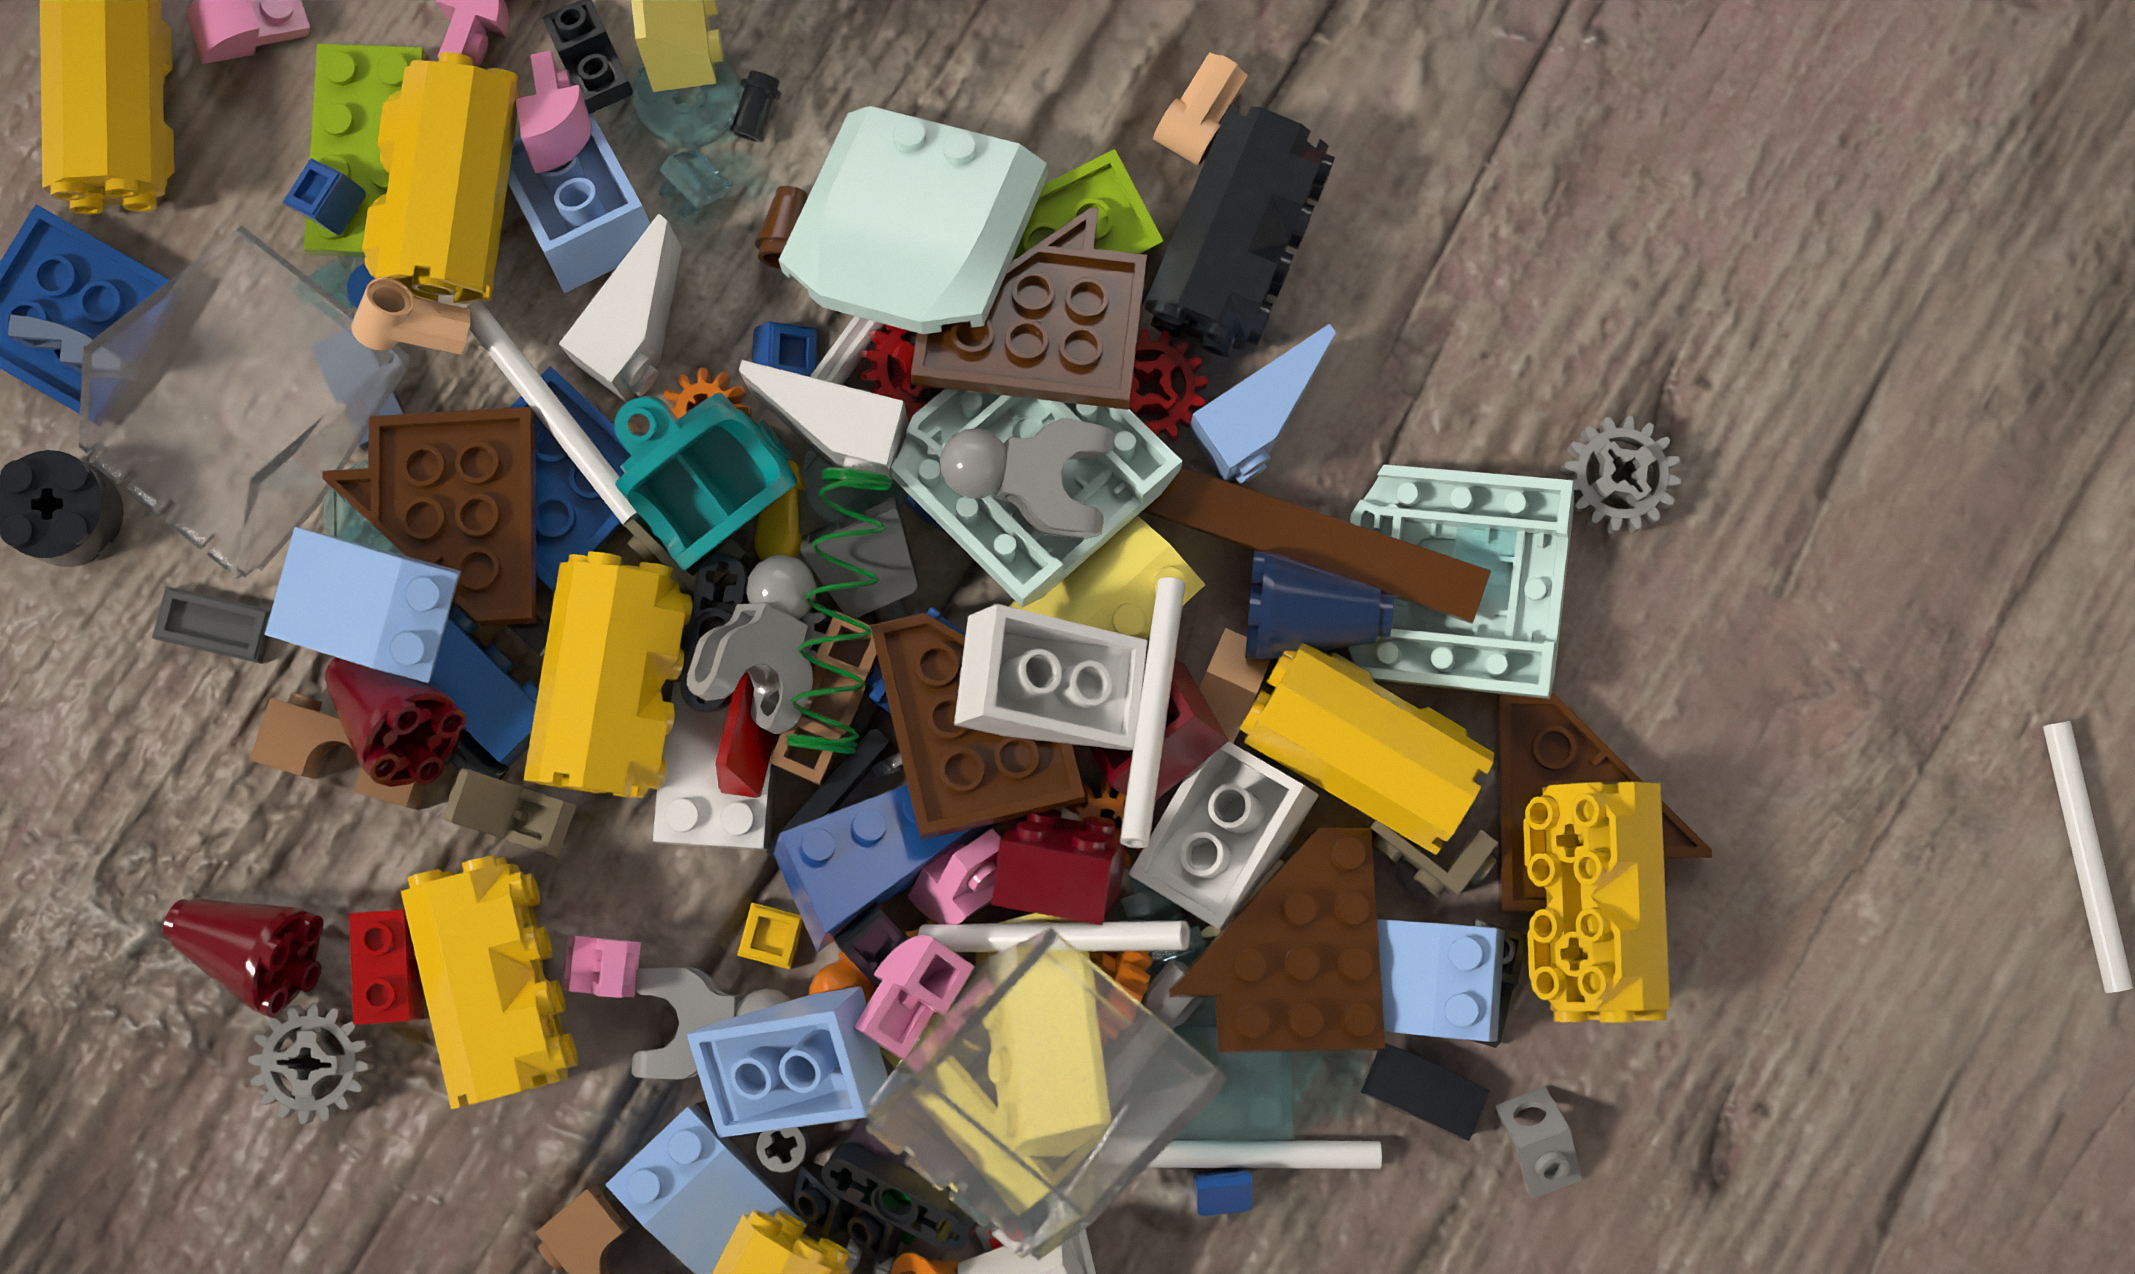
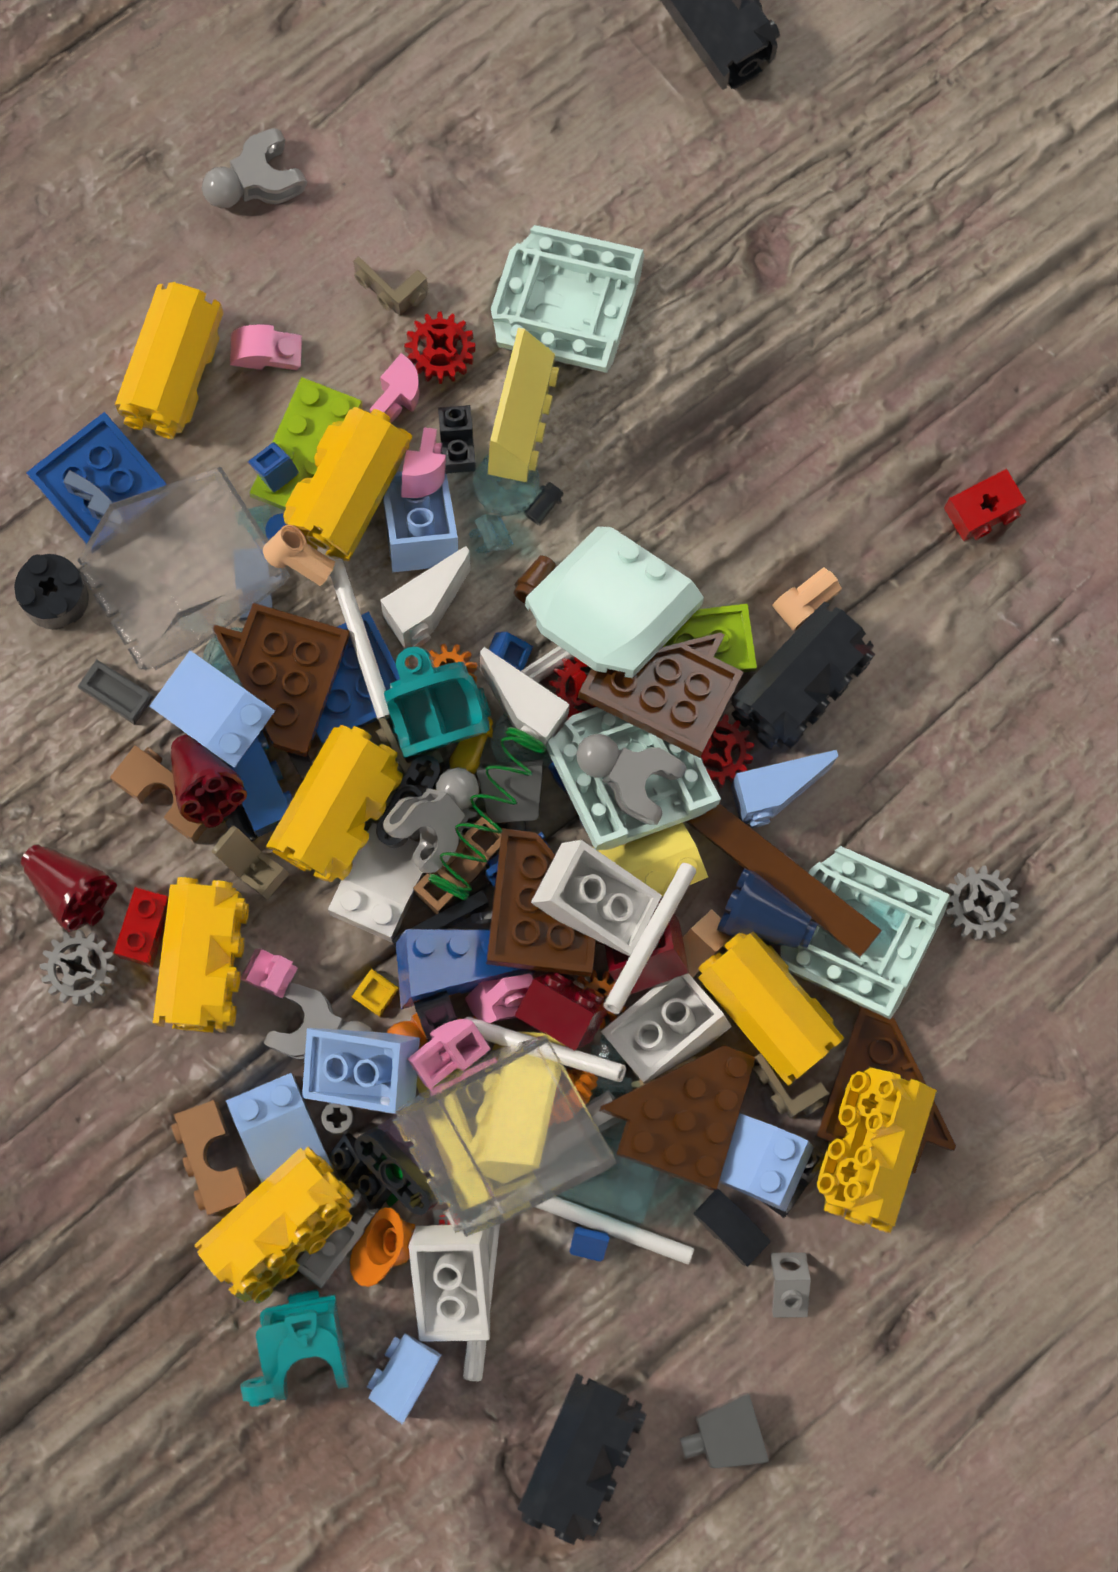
camera: 15 degrees right, 5 degrees down
(743, 747) = (401, 873): red slope -> none

